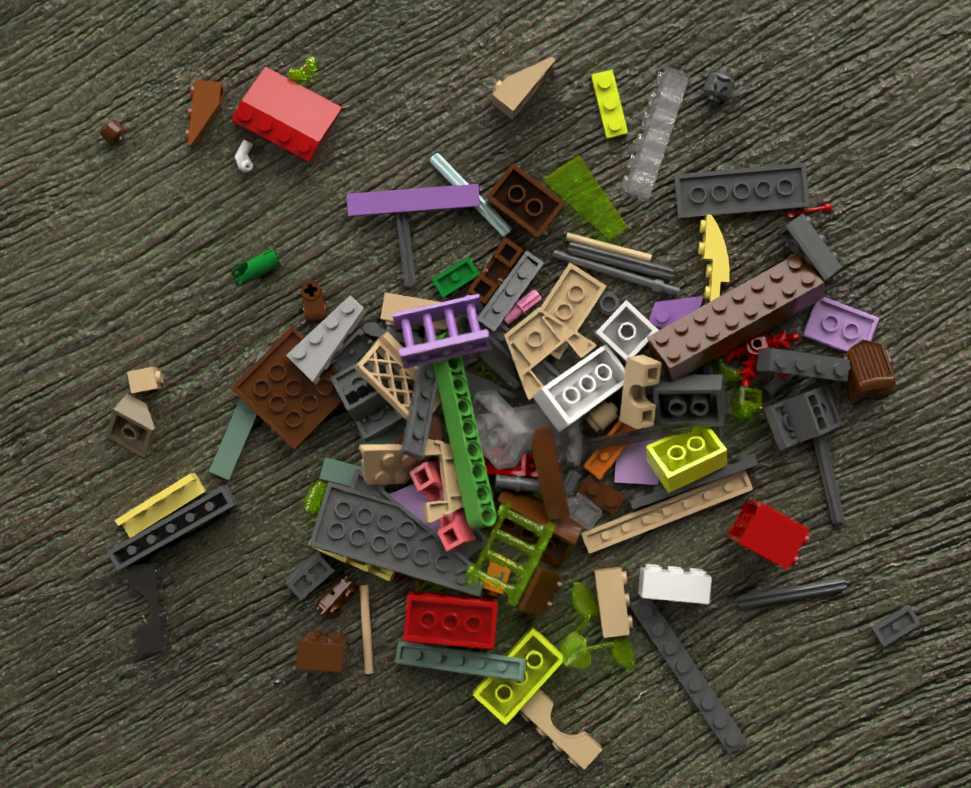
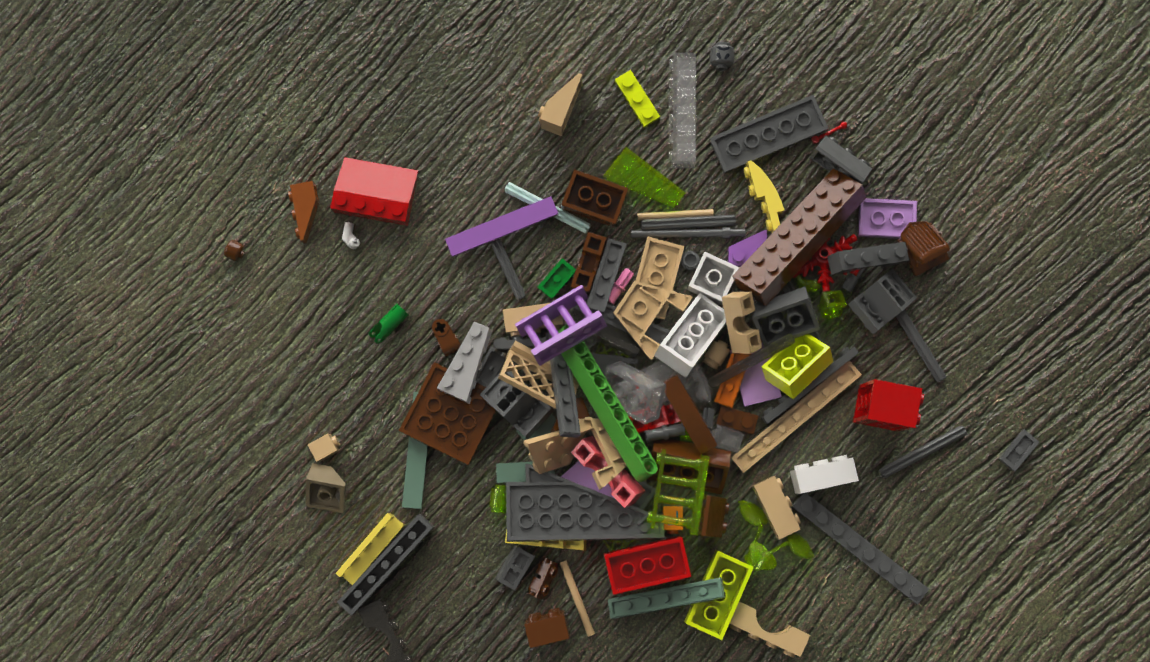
camera: 20 degrees left, 5 degrees down
(306, 70) = (379, 150): clear neon green arm -> none

